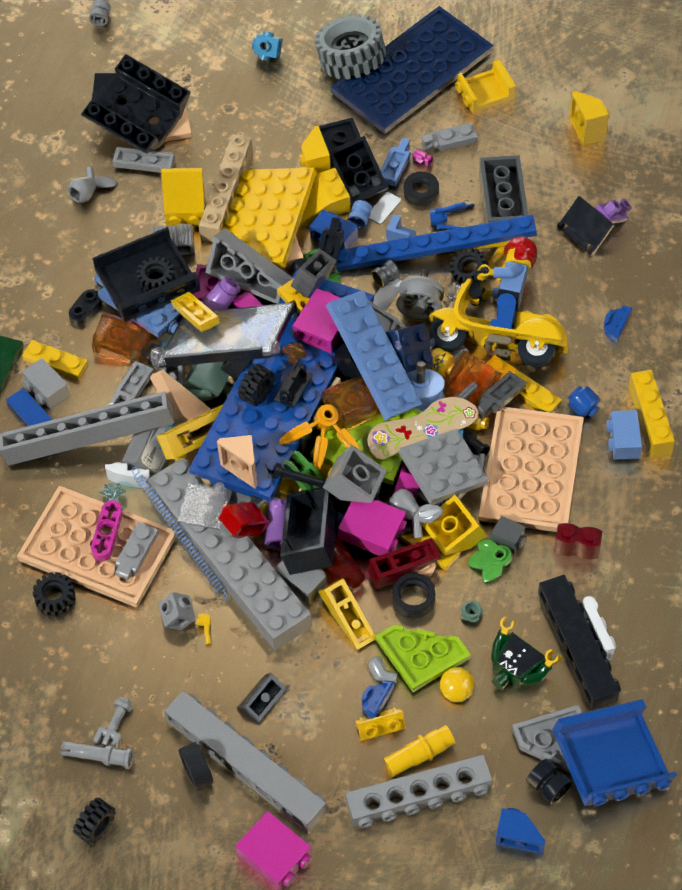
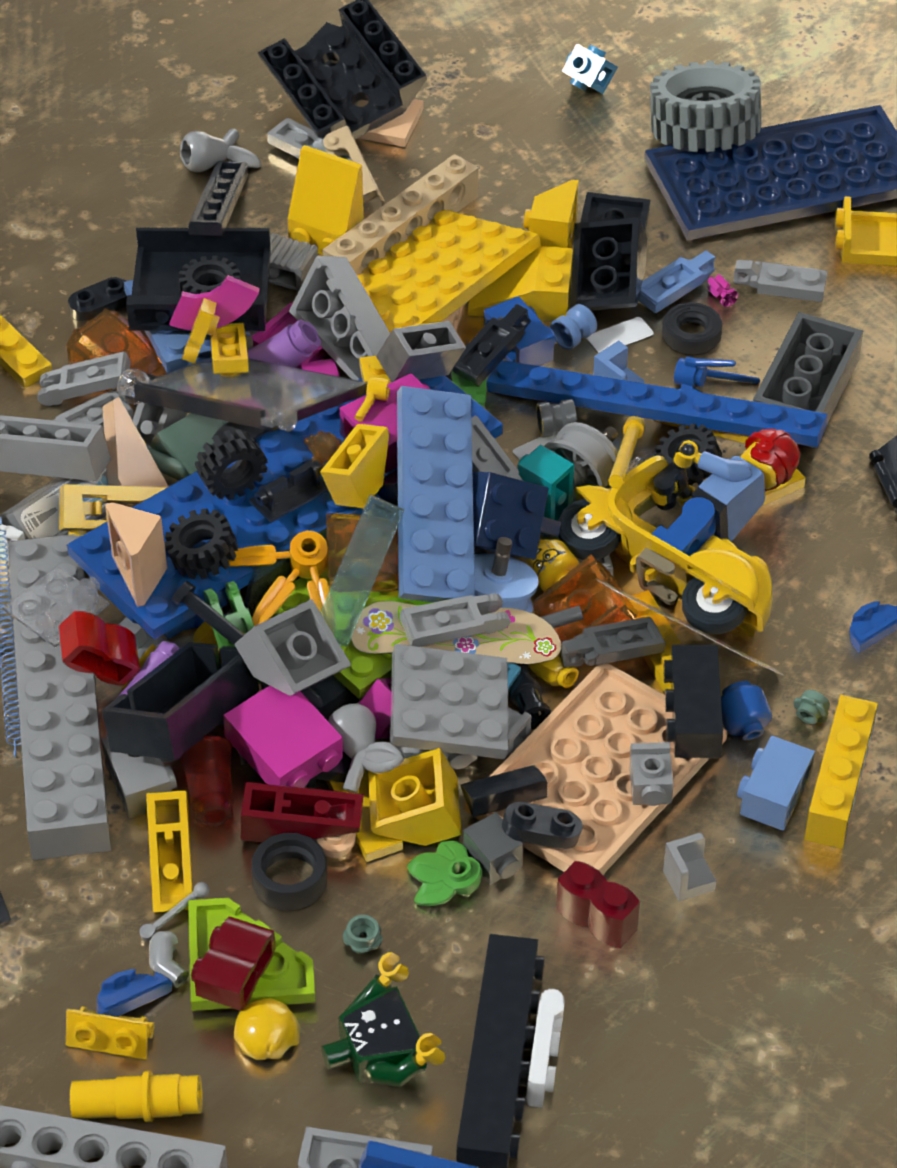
camera: 25 degrees right, 10 degrees down
(115, 361) = (82, 378): none -> light grey hinge
(120, 218) = (219, 198): none -> black tile
(163, 151) = (343, 143): none -> tan piece
(172, 291) = (232, 301): none -> dark pink tile
(173, 304) = (204, 324): none -> yellow plate
(278, 445) = (205, 558): none -> black tyre
(308, 307) = (376, 389): none -> yellow hand
(324, 355) = (357, 466): none -> yellow slope
(360, 412) = (360, 567): none -> clear light blue tile
(362, 660) = (148, 930): none -> light grey hinge
(410, 311) = (552, 471): none -> teal brick
(418, 421) = (453, 619): none -> light grey hinge
(426, 658) = (233, 963): none -> dark red brick
(432, 264) = (632, 430): none -> yellow bar
(496, 501) = (504, 789): none -> black slope
(528, 368) = (696, 630): none -> sticker
(531, 512) = (542, 825): none -> black plate
(562, 409) = (694, 701): none -> black brick
(565, 459) = (651, 773): none -> light grey brick
(607, 501) = (687, 868): none -> light grey panel
(614, 384) = (812, 707): none -> sand green plate

